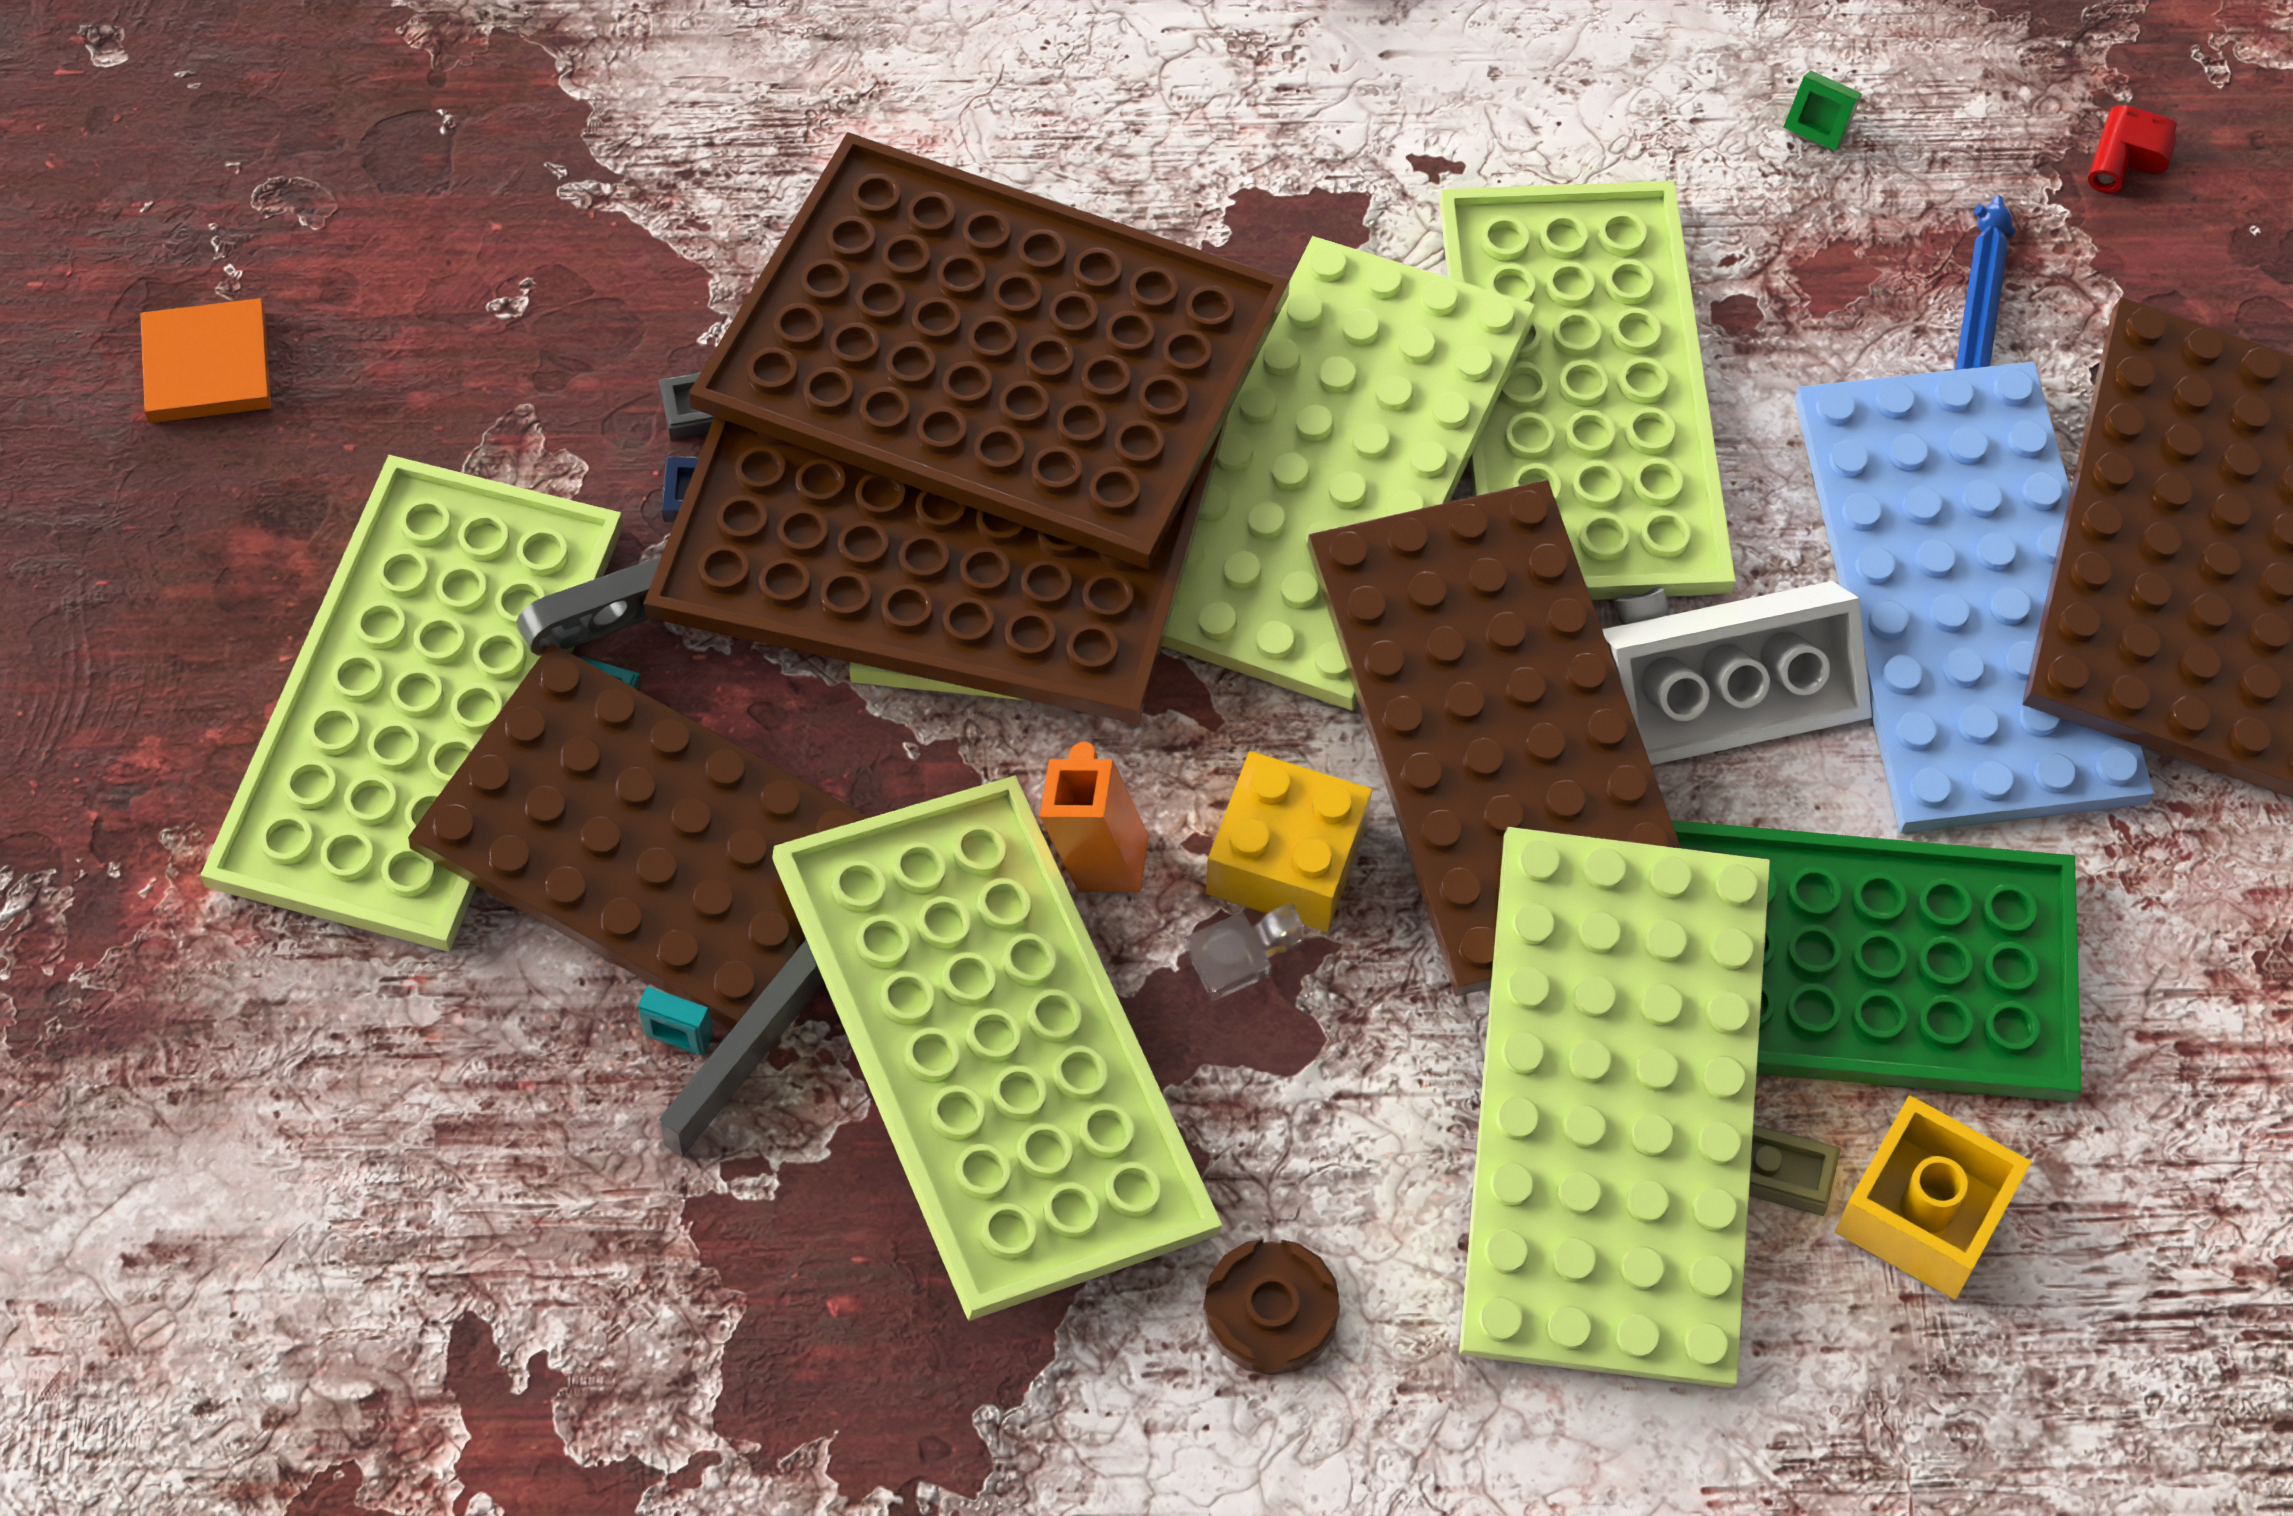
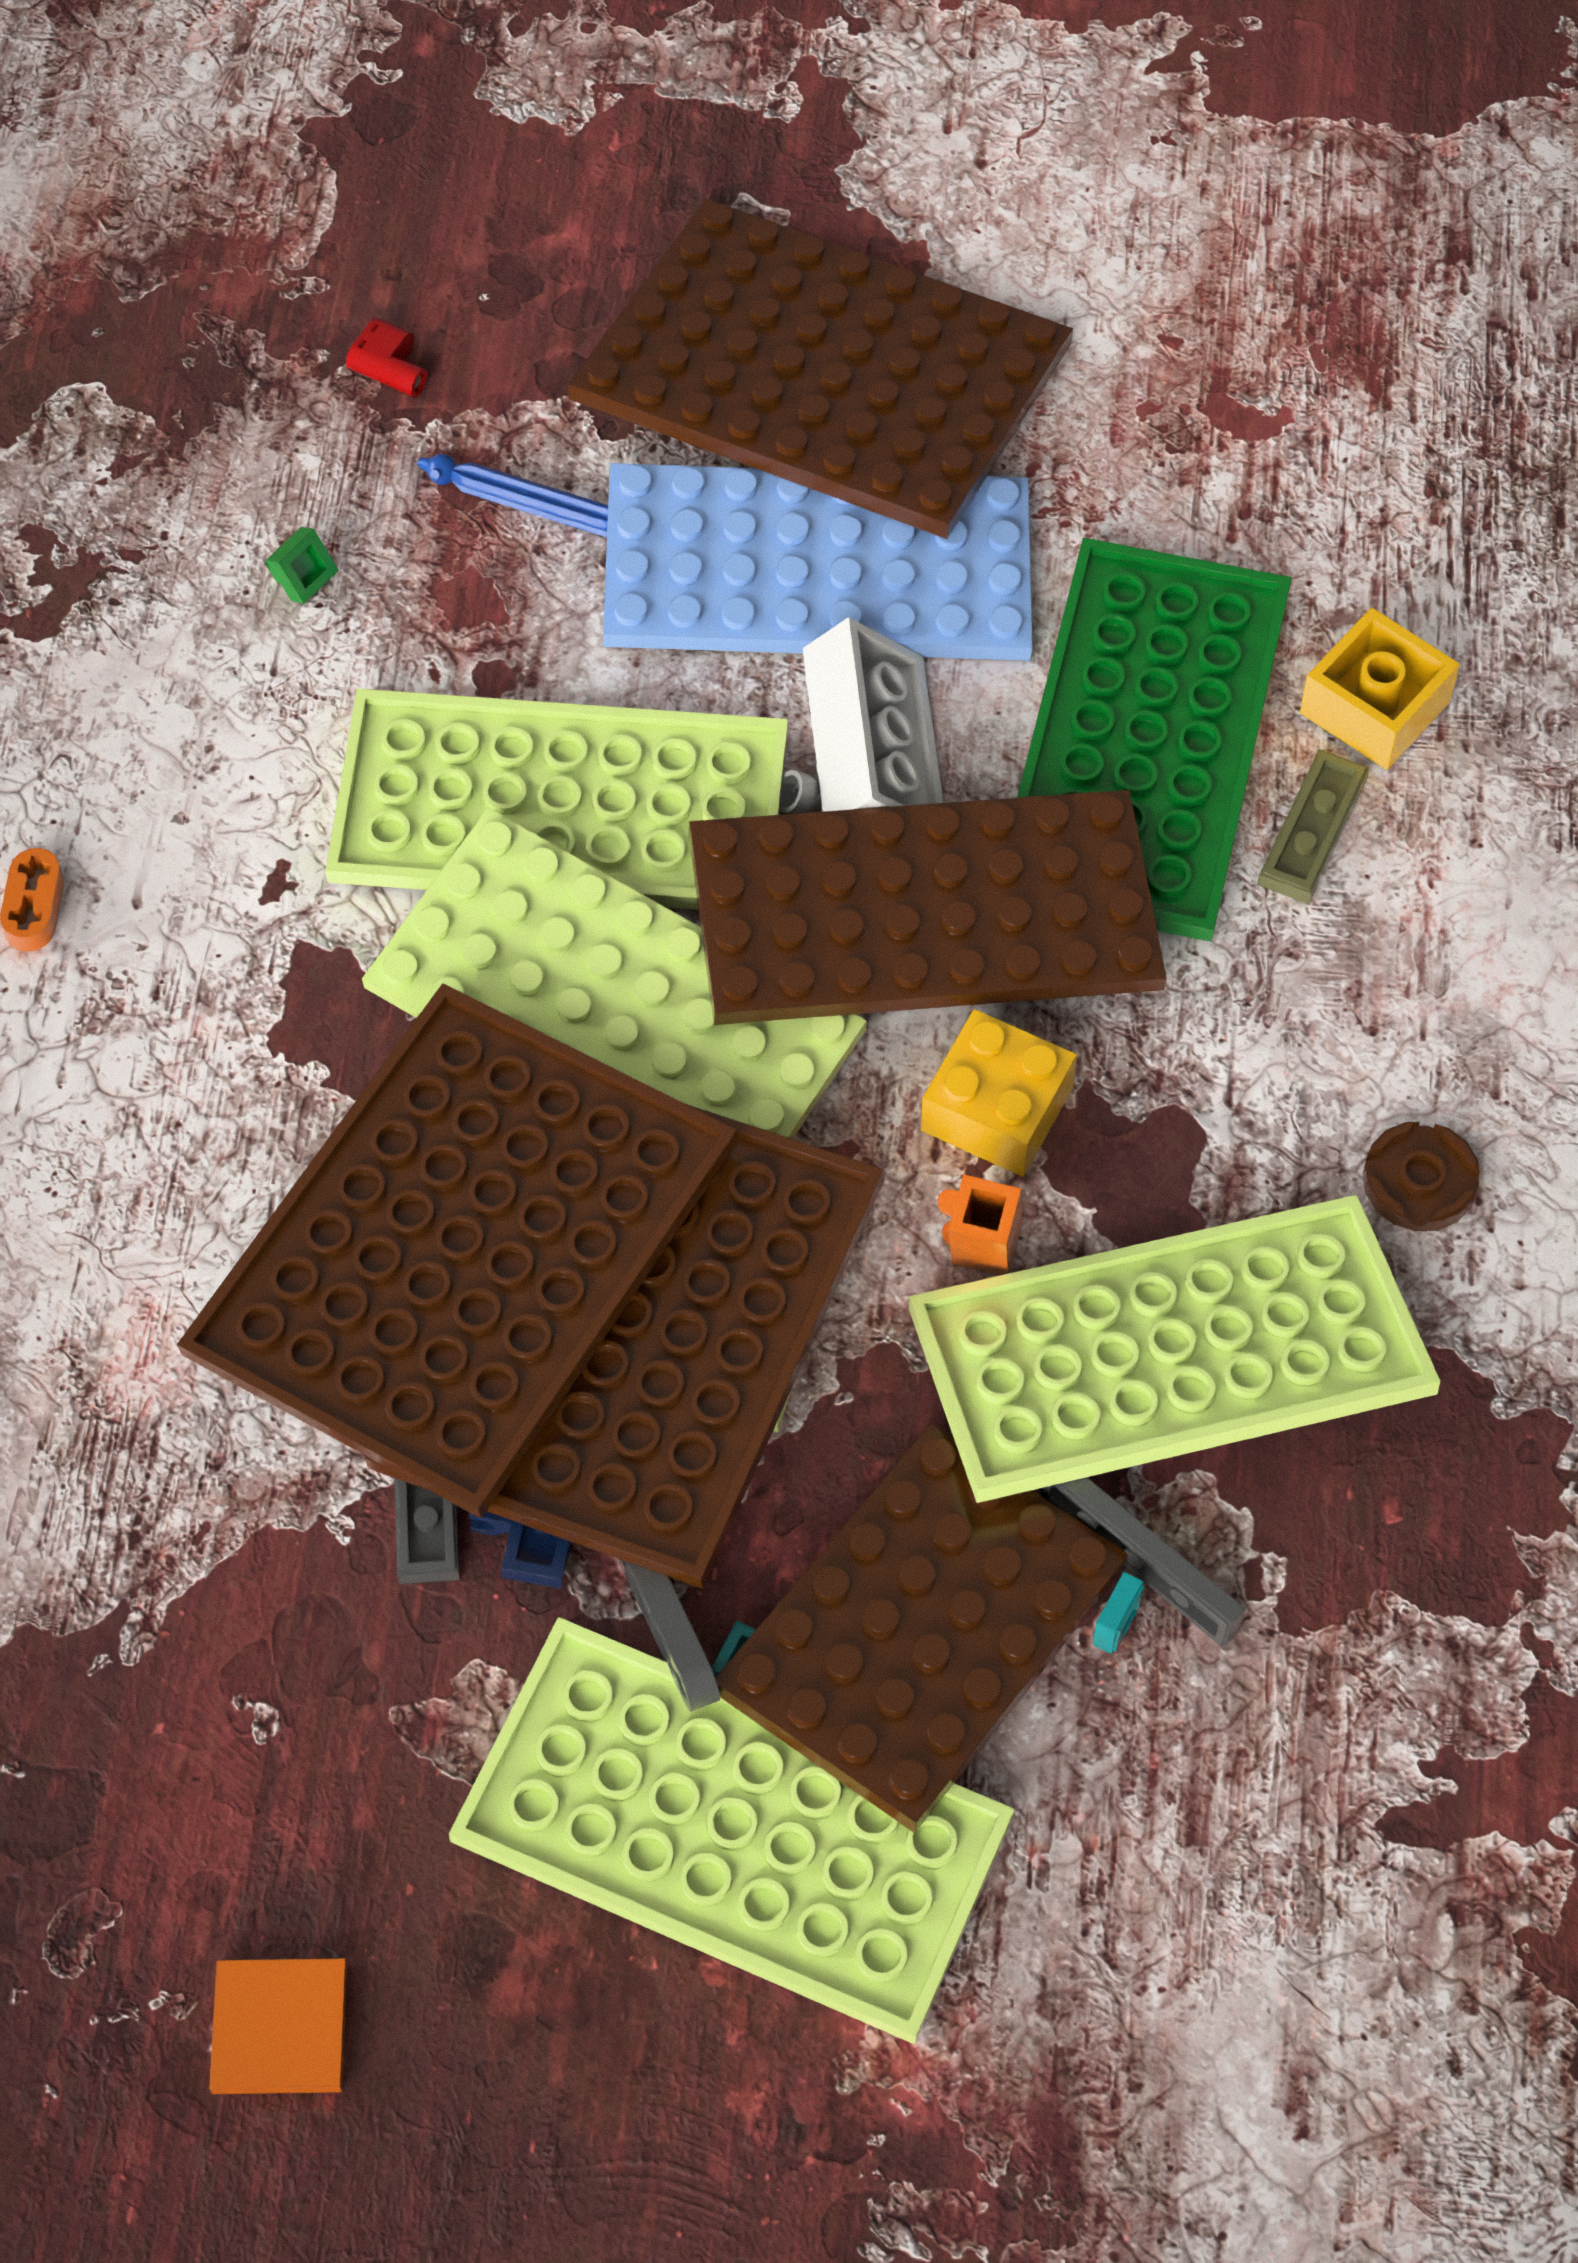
camera: 80 degrees left, 0 degrees up
(1236, 955) = (1090, 1157): clear plate -> none
(1617, 1109) = (1282, 884): yellowish green plate -> none

